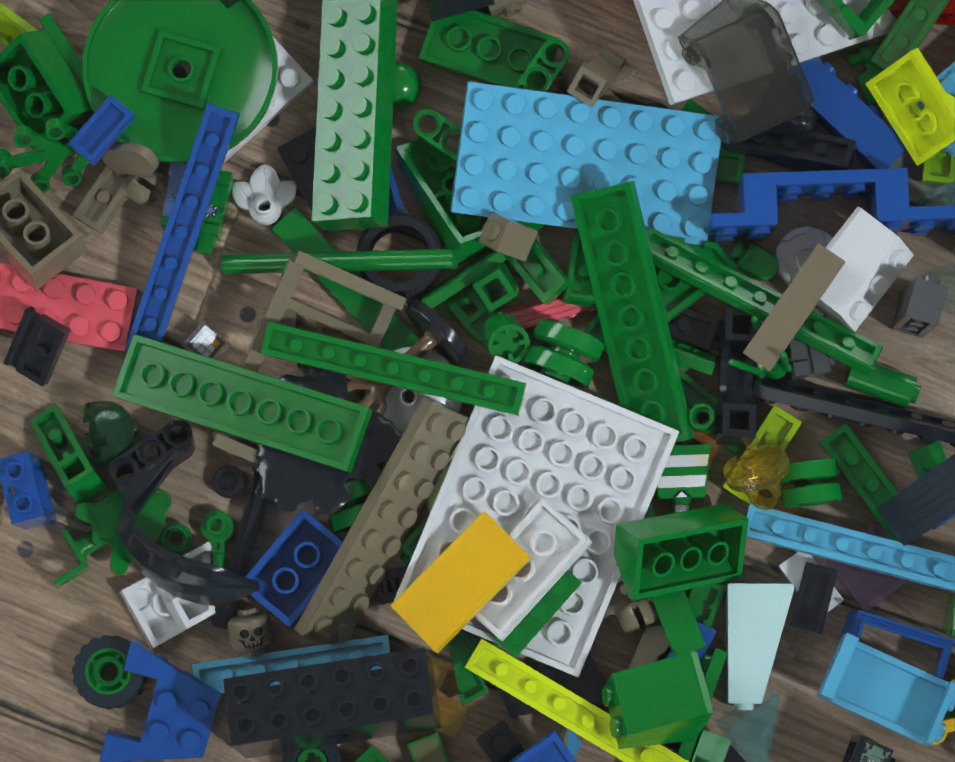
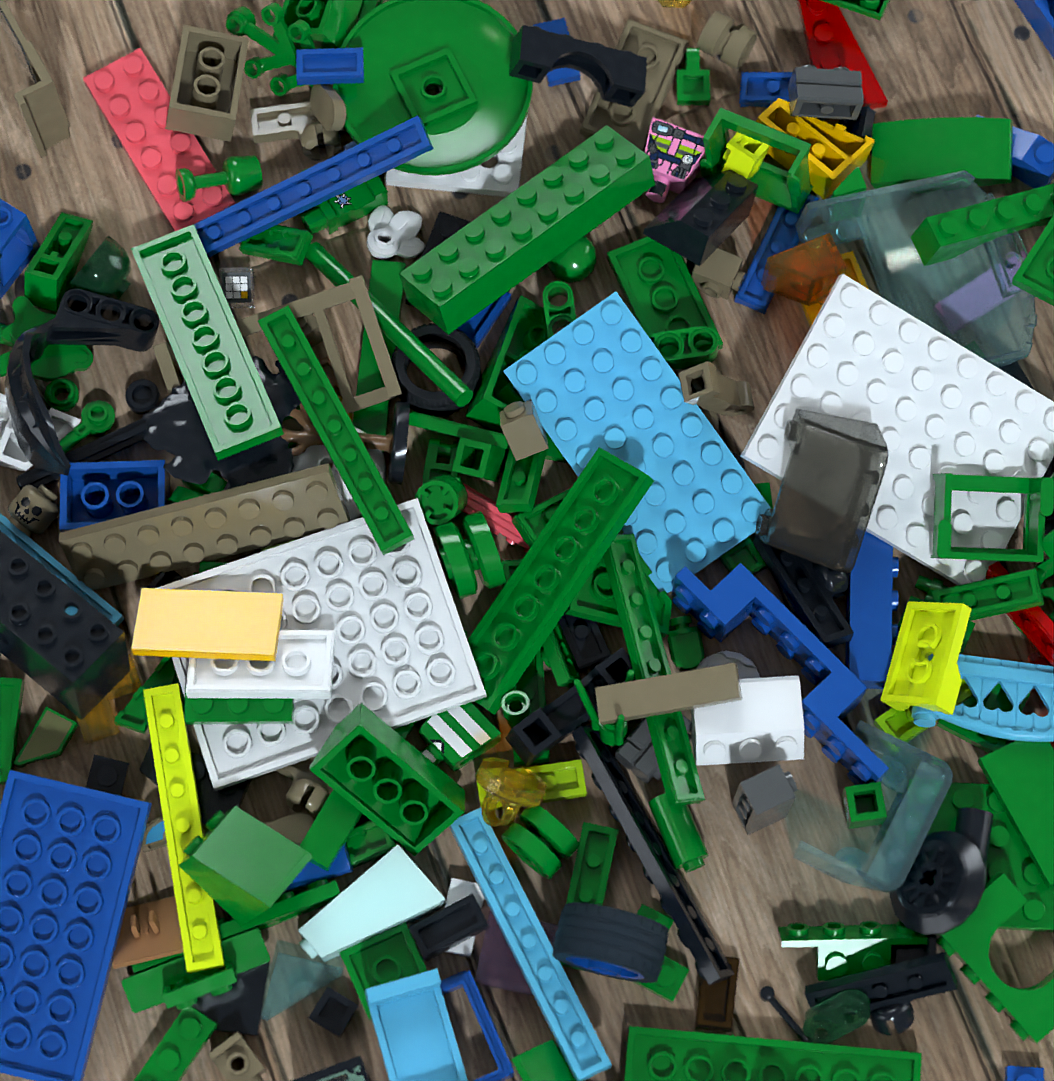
camera: 45 degrees right, 10 degrees down
(37, 346) = (122, 166): black plate -> none
(118, 268) = (238, 175): none -> green piece
(200, 284) = (279, 244): none -> green plate
(801, 664) = (382, 960): none -> green plate
(802, 726) = (333, 1012): none -> black plate

